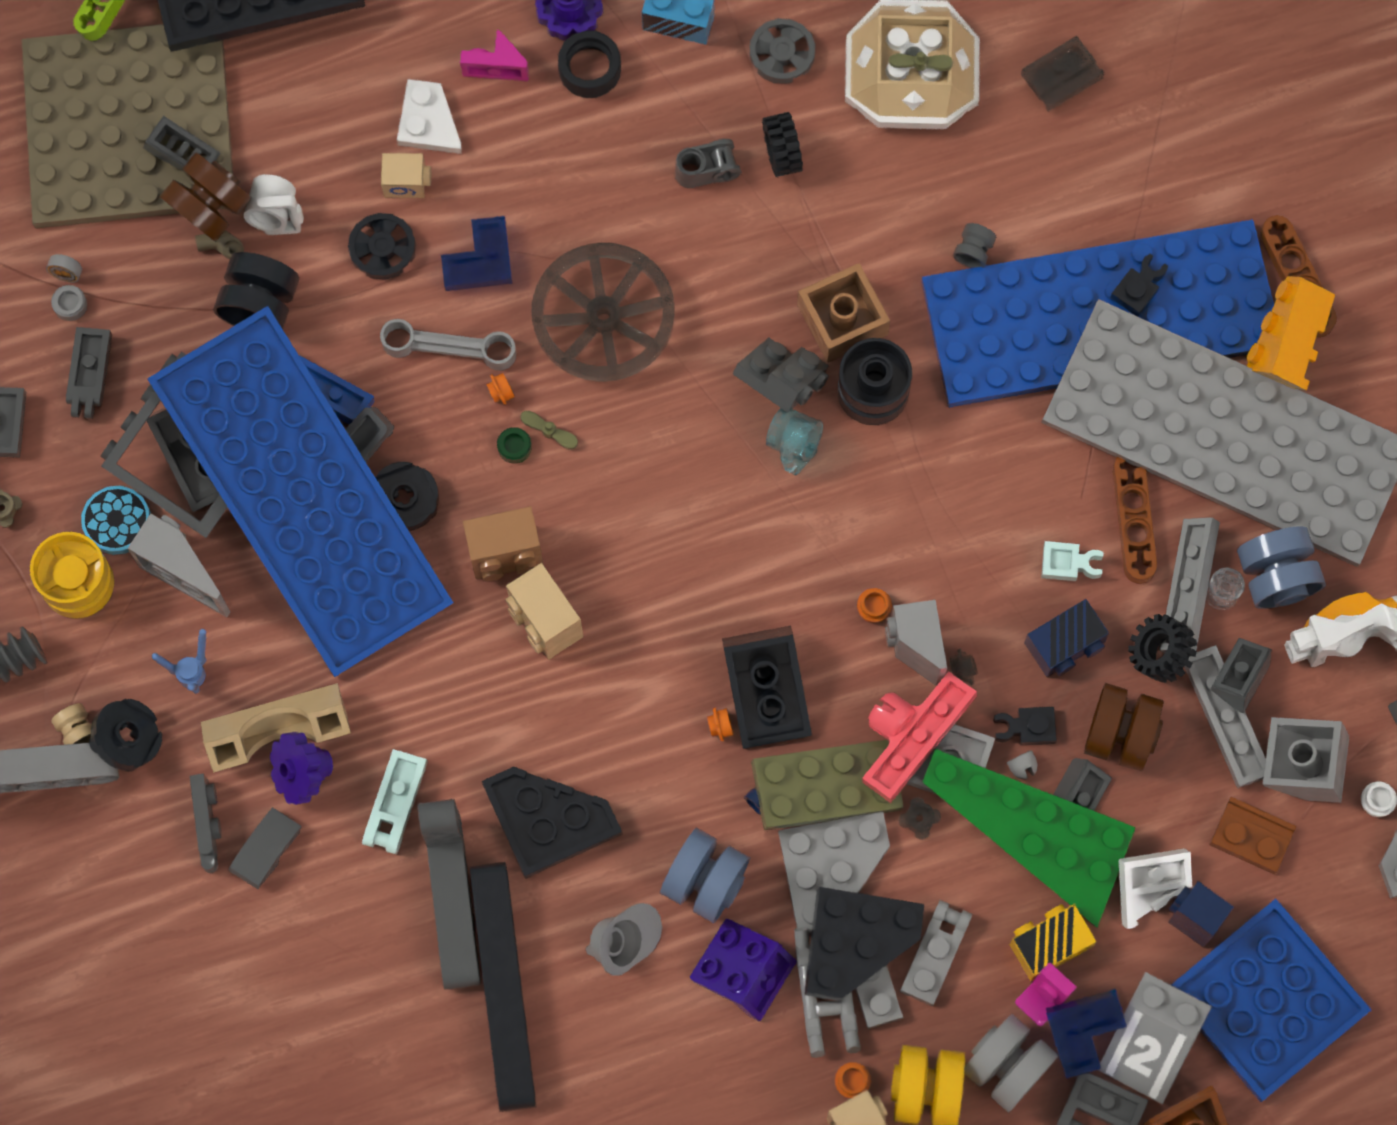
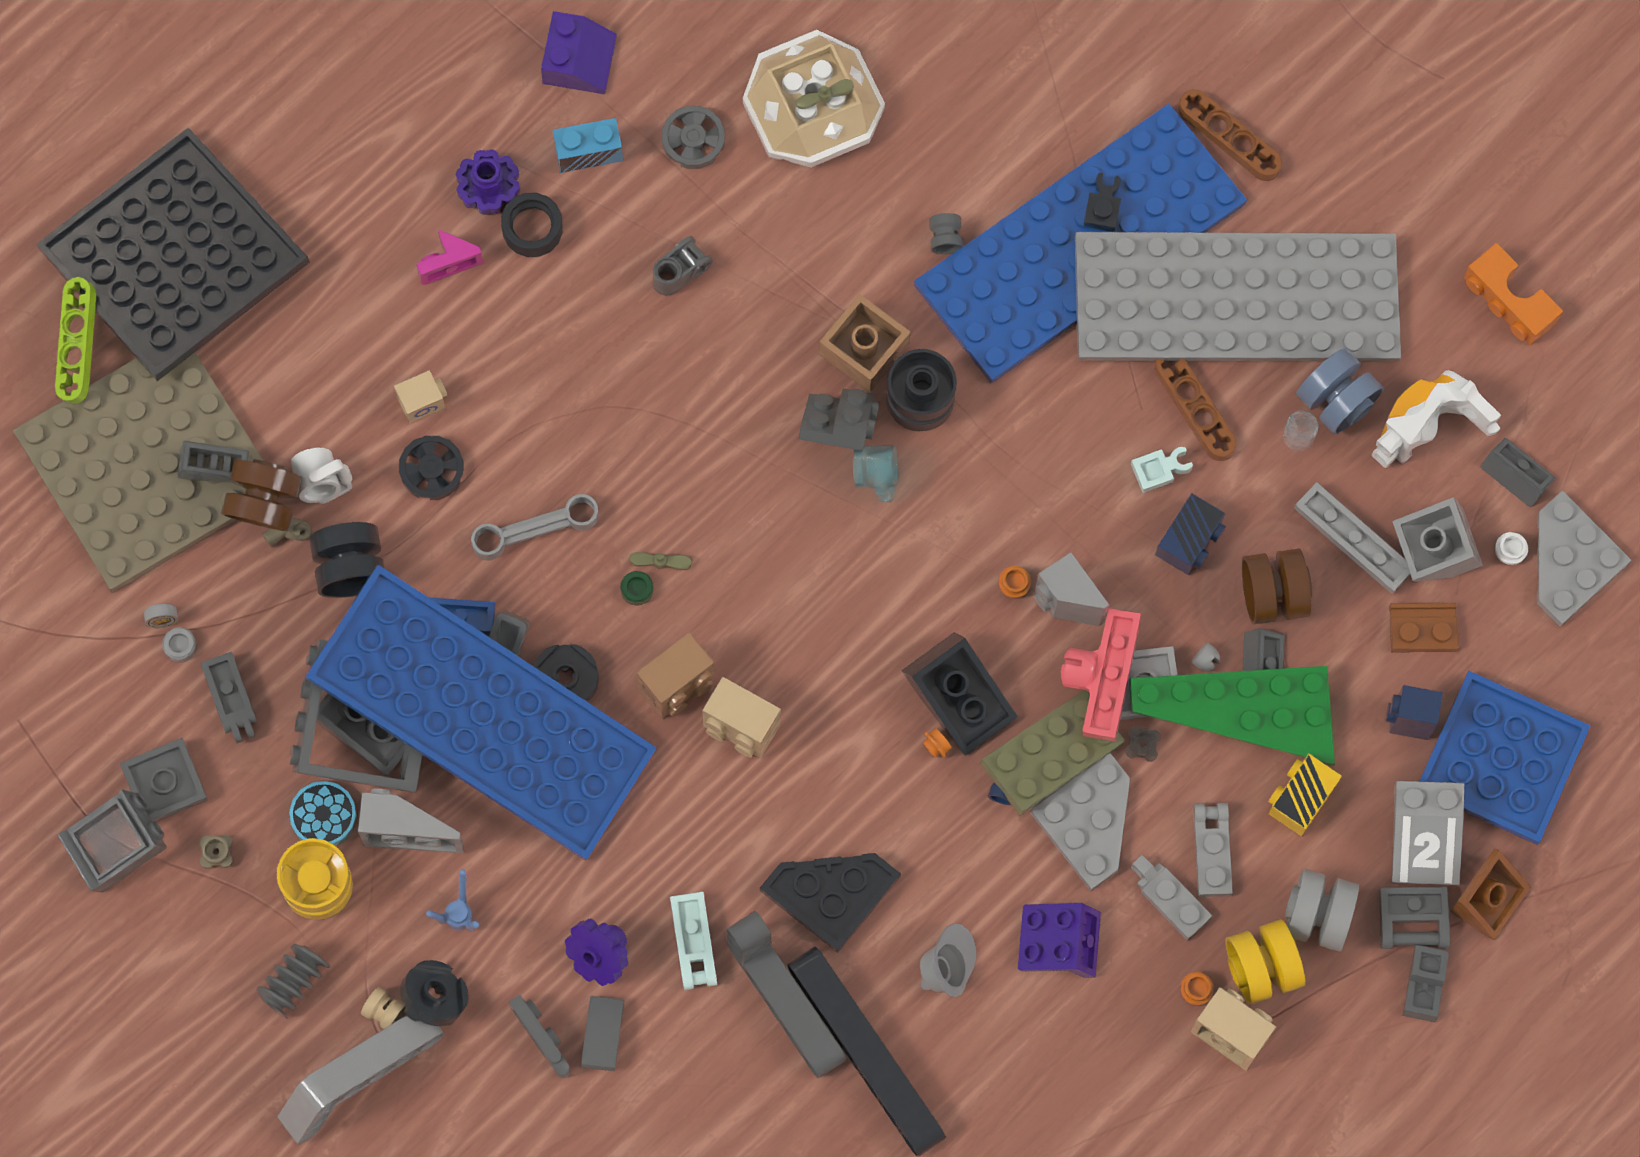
camera: 30 degrees left, 0 degrees up
(238, 735) = (530, 949): tan arch -> none
(427, 119) = (413, 337): white wing -> none
(487, 264) = (532, 442): clear blue plate -> none
(500, 388) = (600, 544): orange plate -> none
(603, 305) = (657, 429): clear smoke wheel -> none
(714, 880) = (984, 875): sand blue wheel -> none
(782, 144) = (738, 220): black tyre -> none
(814, 1010) = (1158, 928): light grey piece -> none
(856, 938) = (1143, 869): black plate -> none
(963, 666) = (1117, 598): clear smoke plate -> none
(1032, 726) = (1197, 621): black plate -> none
(1045, 991) = (1323, 838): dark pink slope -> none
(1062, 73) = (945, 48): clear smoke plate -> none
(1076, 1024) = (1361, 850): clear blue plate -> none
(1148, 642) = (1290, 507): black tyre -> none
(1151, 881) = (1360, 705): white wing -> none
(1192, 574) = (1270, 442): light grey plate -> none
(1242, 674) = (1350, 495): dark grey slope -> none
(1291, 332) = (1251, 187): light orange wedge -> none

